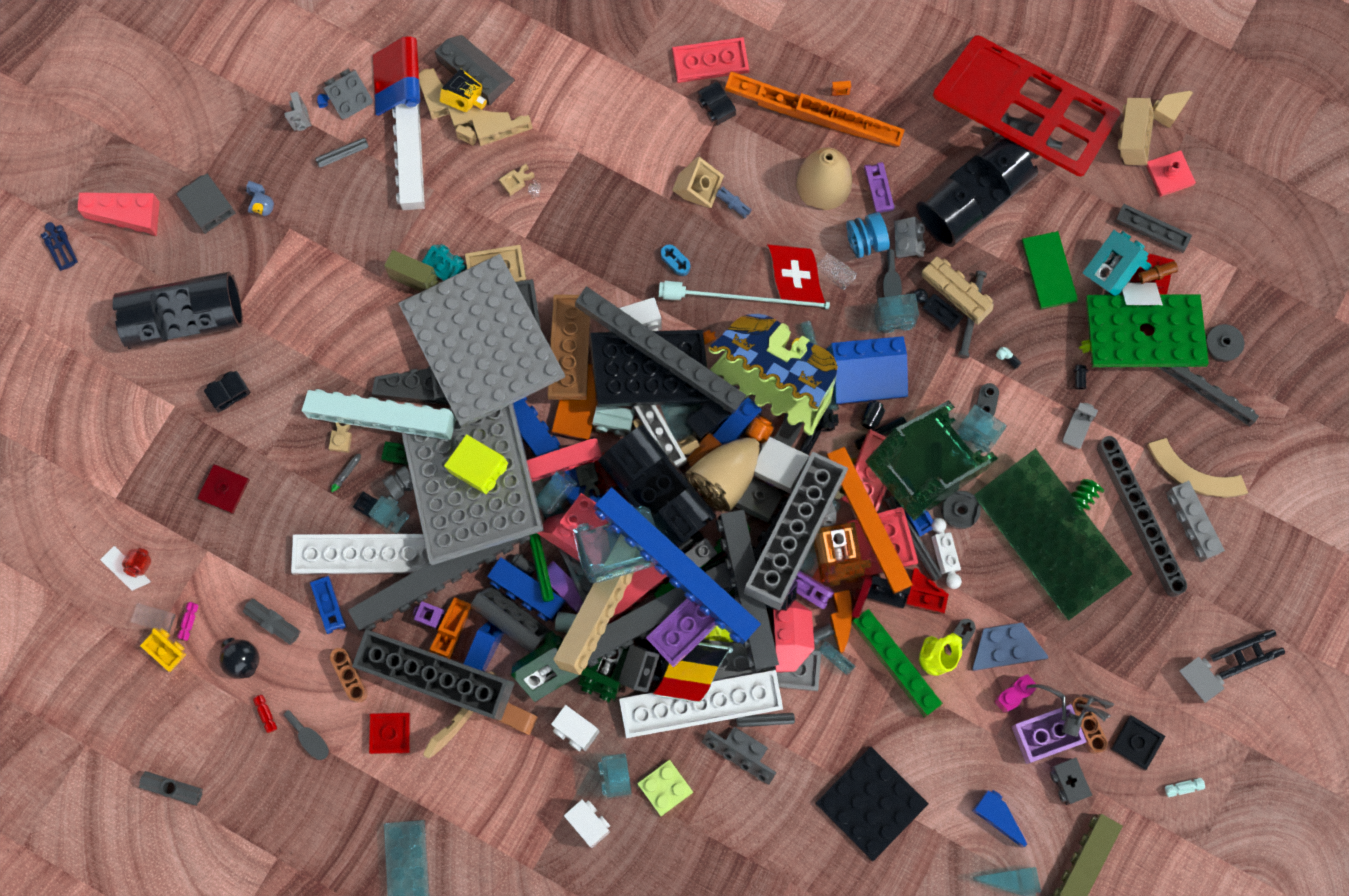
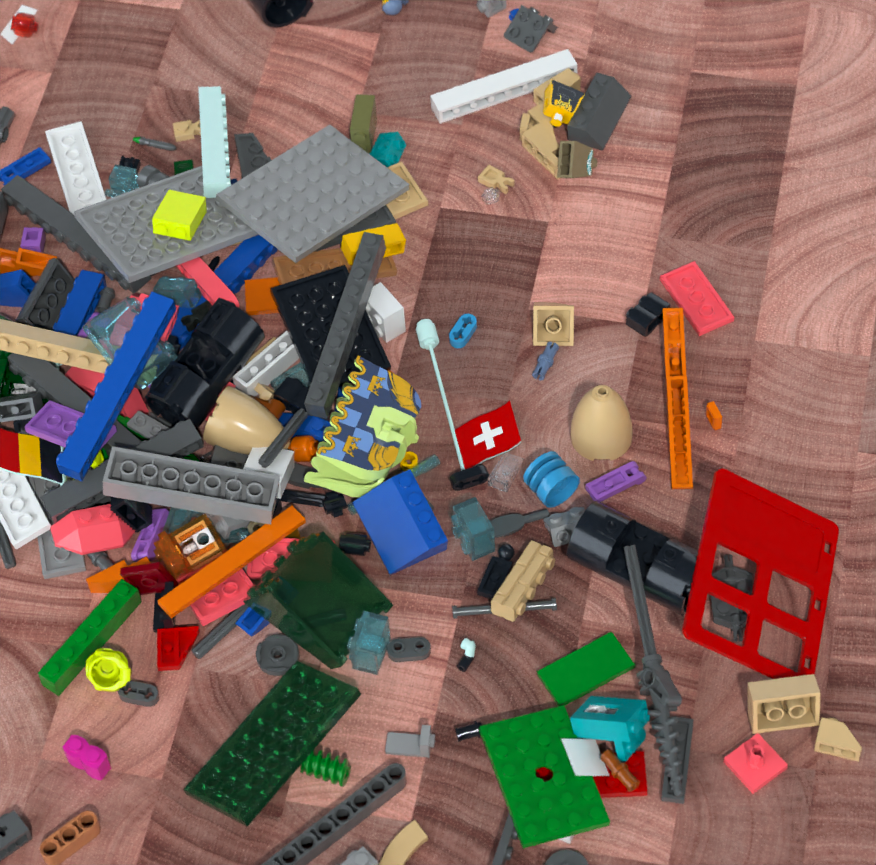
camera: 75 degrees right, 20 degrees down
(223, 489) = (111, 64): dark red plate -> none
(226, 391) = (202, 35): black brick -> none
(341, 152) = (469, 45): dark grey axle -> none
(396, 75) = (562, 55): red door -> none
(529, 102) = (575, 160): none -> dark tan torso
(541, 568) = (97, 308): green axle -> none
(559, 304) = (392, 235): none -> yellow brick
(614, 420) = (271, 322): light aqua brick -> none
(759, 442) = (283, 438): none -> dark grey axle
(836, 303) = (469, 477): none -> black beam
(836, 658) = (79, 585): clear light blue piece -> none
(946, 553) = (224, 653): white plate -> none
(1006, 647) = (138, 740): sand blue wing -> none
(1044, 735) = (47, 796): lavender brick -> none
(1073, 722) = (63, 802): dark grey plant -> none
(1106, 214) = (656, 680): none -> dark grey piece

